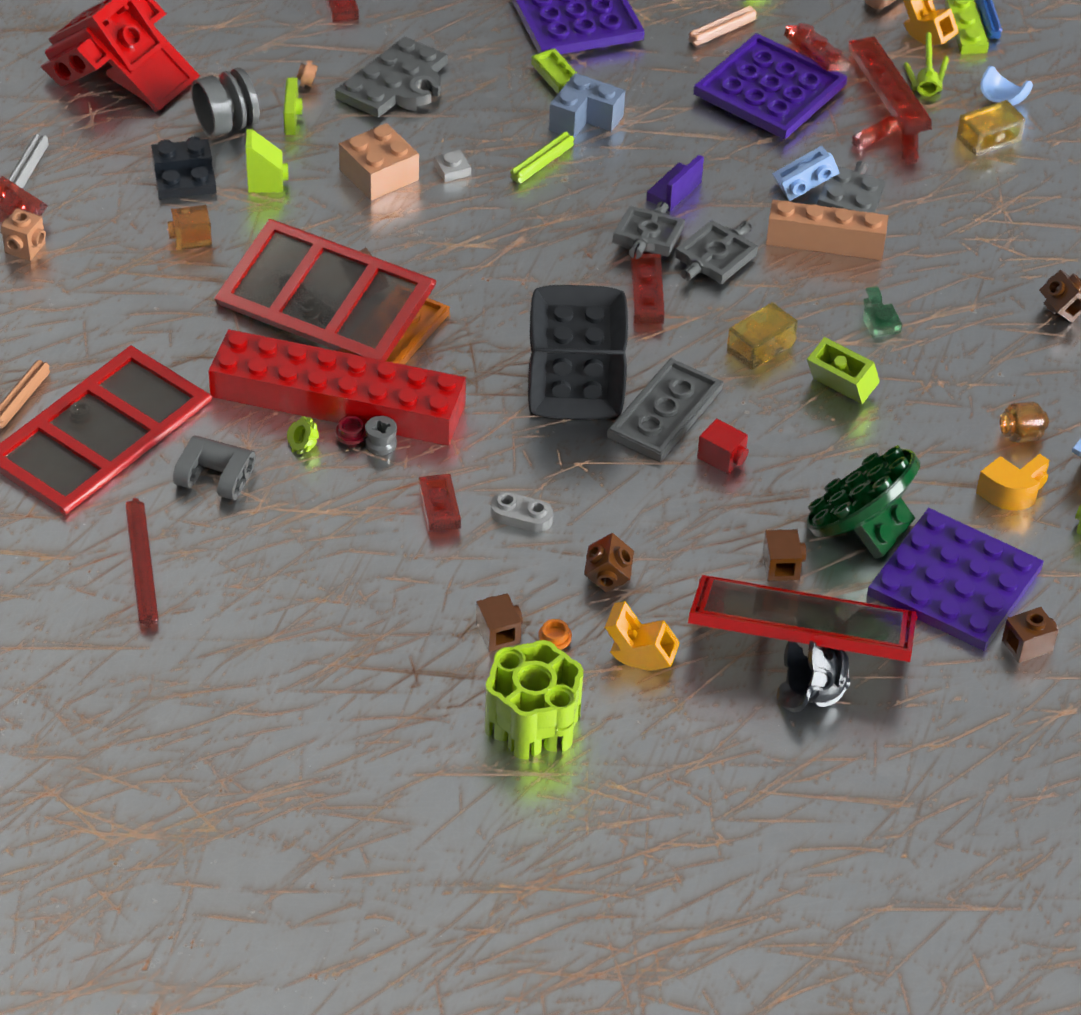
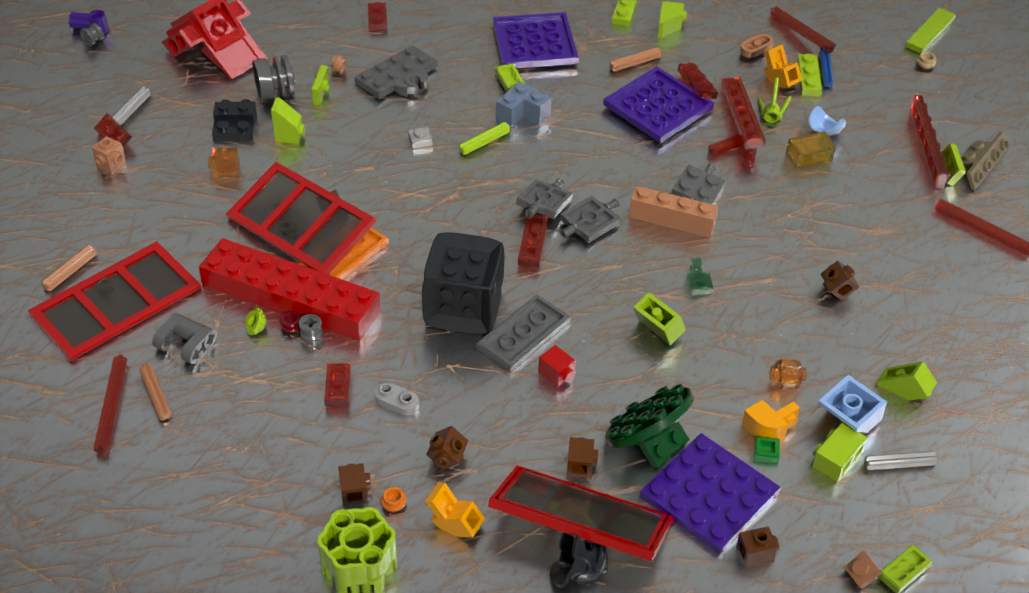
camera: 10 degrees right, 0 degrees up
(196, 540) = (155, 392): none -> nougat axle
(378, 161) = (368, 129): nougat brick -> none
(677, 183) = (574, 167): dark purple panel -> none
(762, 335) = (607, 285): clear yellow brick -> none
(806, 173) = (667, 169): light blue bracket -> none
(1015, 519) = (766, 449): none -> green tile

